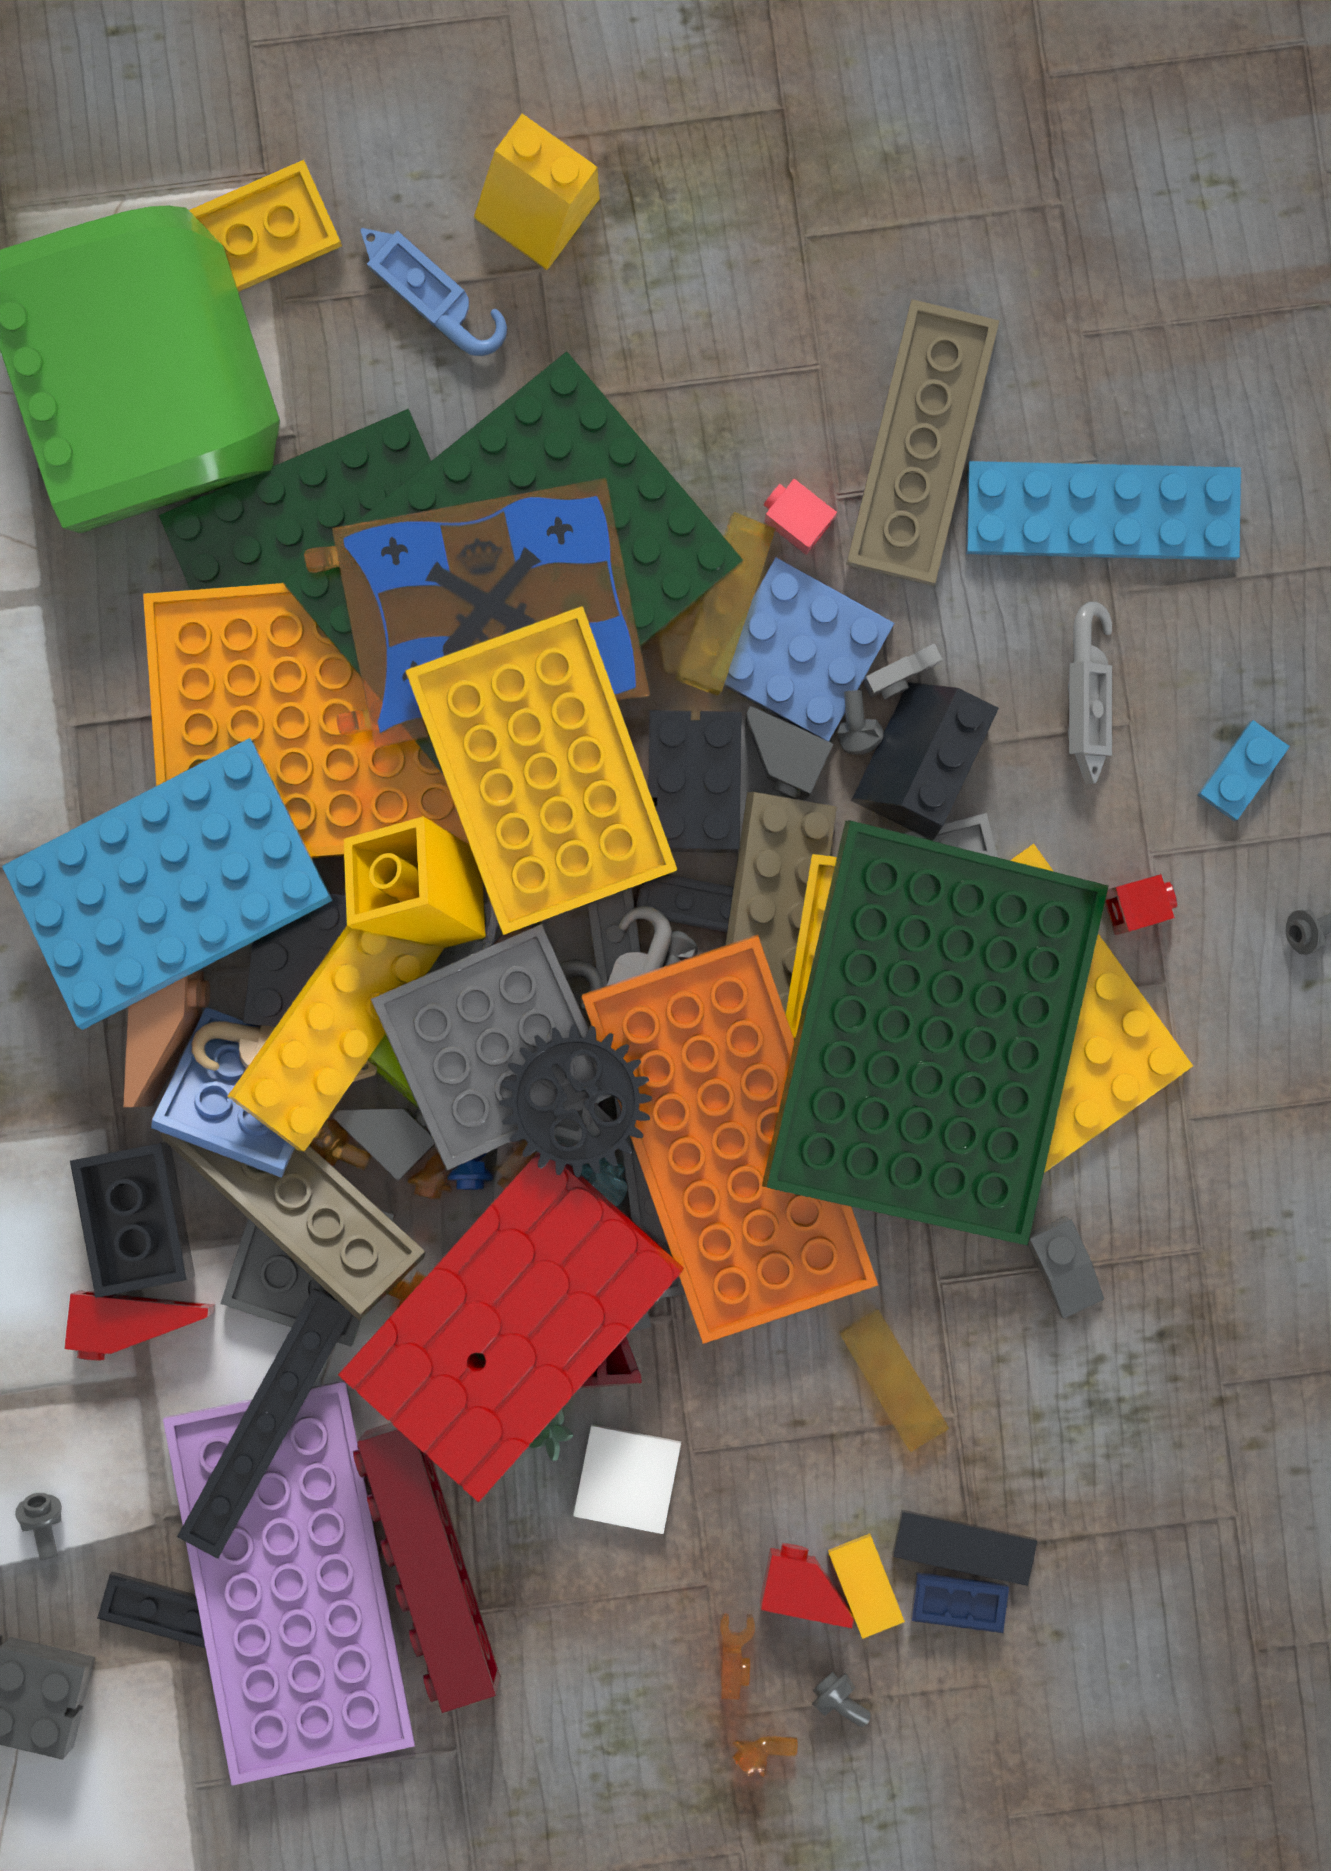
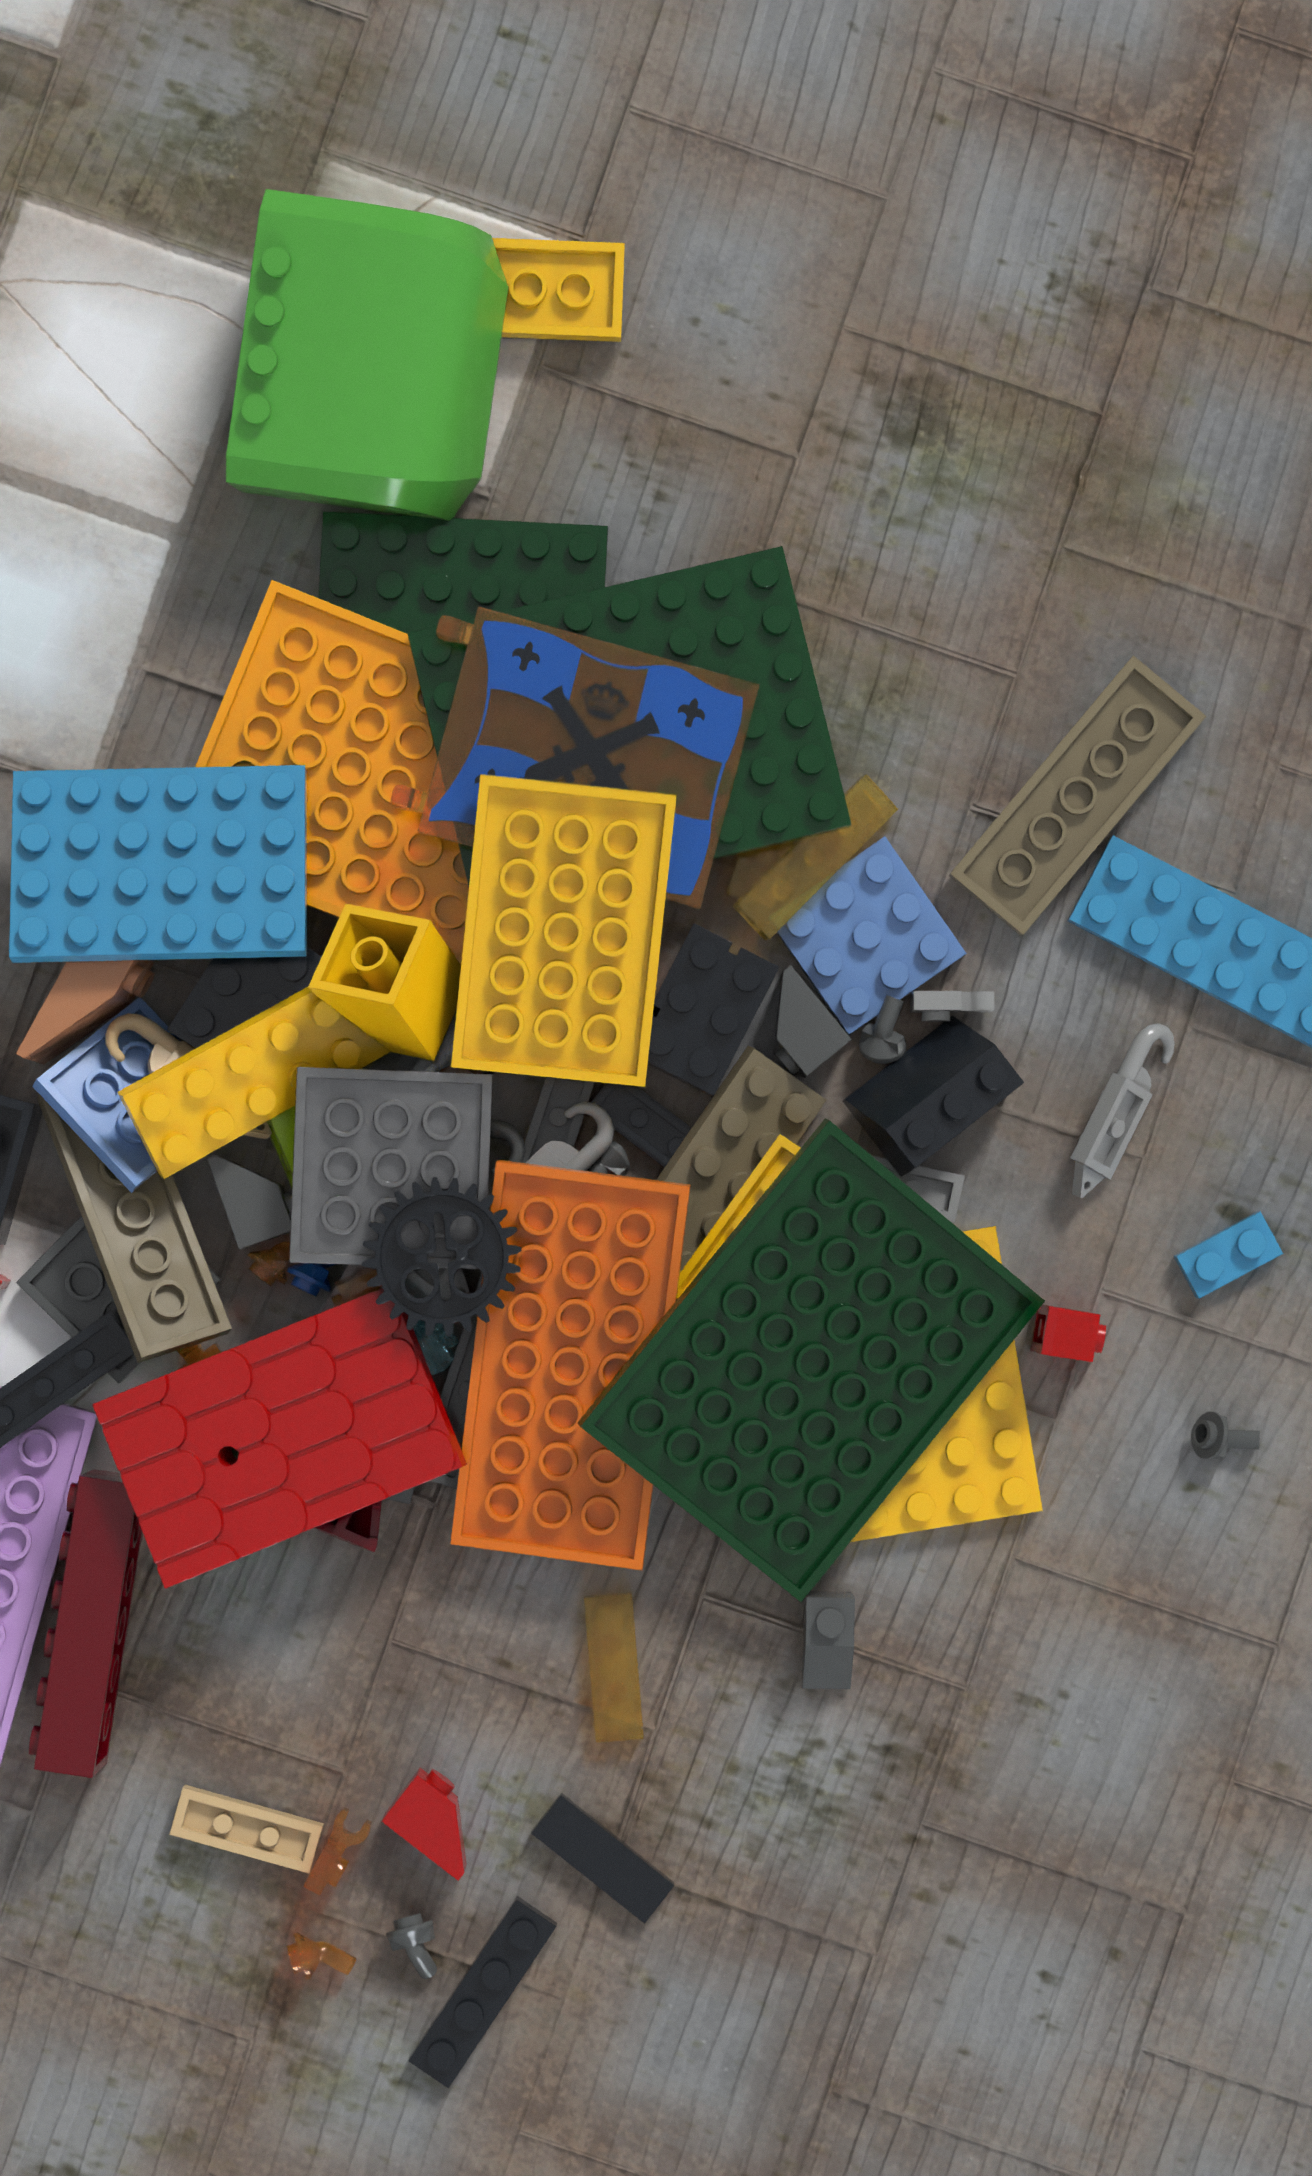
camera: 20 degrees right, 0 degrees up
(332, 1144) = (195, 1185): clear orange plate -> none
(428, 290) = (681, 423): medium blue plate -> none
(536, 192) = (828, 382): yellow slope -> none
(552, 1435) = (265, 1560): sand green plant -> none
(627, 1478) = (317, 1636): white tile -> none
(648, 1673) = (246, 1829): none -> tan plate
(798, 515) = (925, 807): coral brick -> none
(866, 1586) = (492, 1848): yellow tile -> none
(918, 1714) = (482, 1992): none -> black plate
(959, 1602) = (572, 1907): dark blue plate -> none

